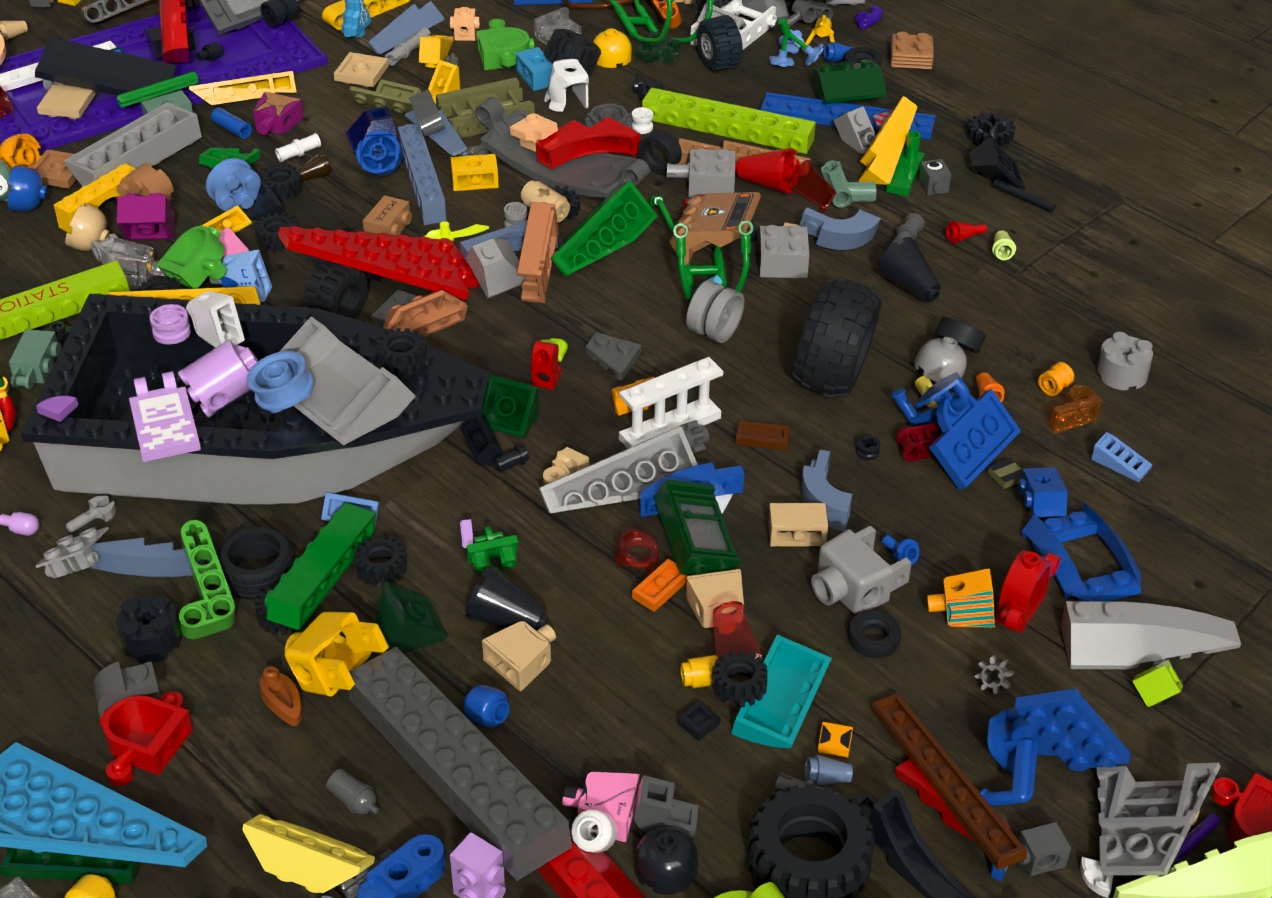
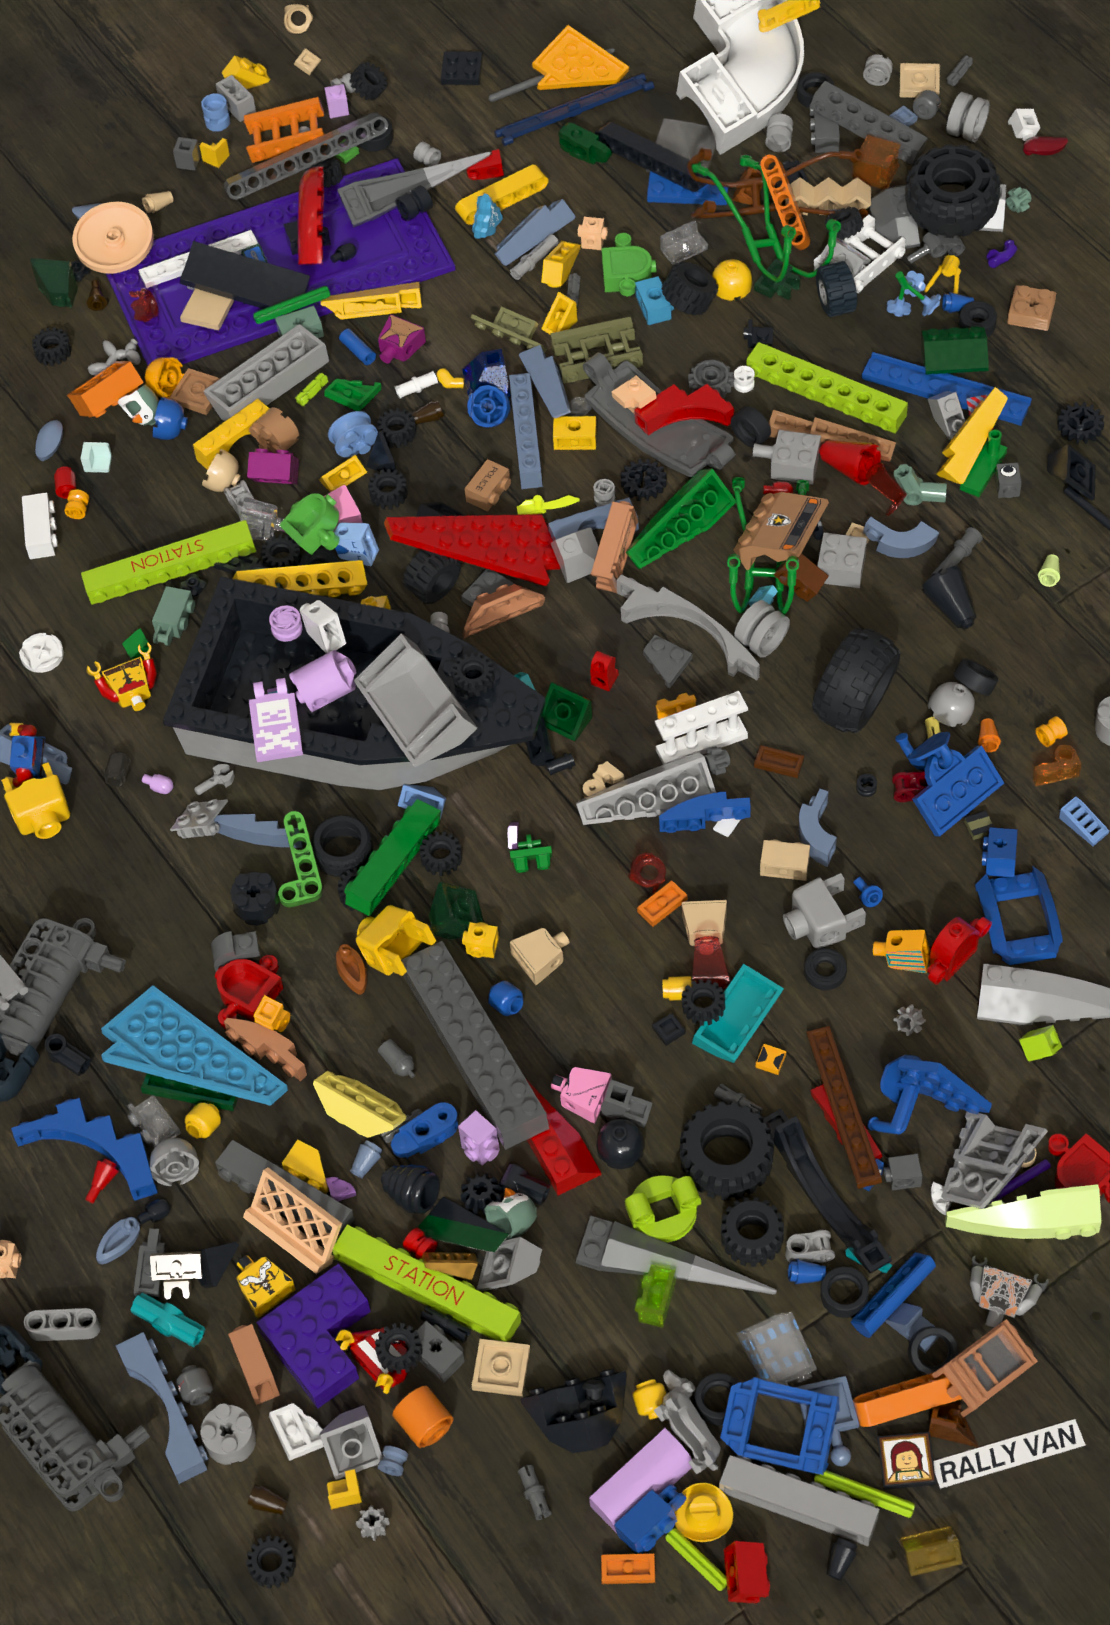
camera: 15 degrees right, 15 degrees up
(57, 407) = (192, 701): medium lavender tile -> none
(170, 791) = (263, 1041): none -> nougat slope
(178, 754) = (272, 1015): none -> light orange leg
(184, 159) = (311, 389): none -> lime axle
(280, 381) = (370, 697): medium blue wheel -> none
(332, 143) = (448, 381): none -> yellow arm
(361, 69) = (485, 285): tan plate -> none
(427, 113) = (537, 362): dark grey beam -> none
(444, 644) = (481, 940): none -> yellow brick
(503, 602) = (533, 909): black cone -> none
(538, 192) = (631, 483): tan piece -> none
(562, 79) = (672, 329): white piece -> none
(563, 346) = (618, 643): lime animal -> none
(580, 304) = (646, 602): none -> light grey slope
(584, 829) = (568, 1116): white head -> none
(695, 528) = (698, 857): dark green door -> none
(732, 263) = (808, 577): none -> reddish brown brick
(827, 770) = (757, 1086): sand blue cone -> none
(960, 231) = (1012, 550): red cone -> none

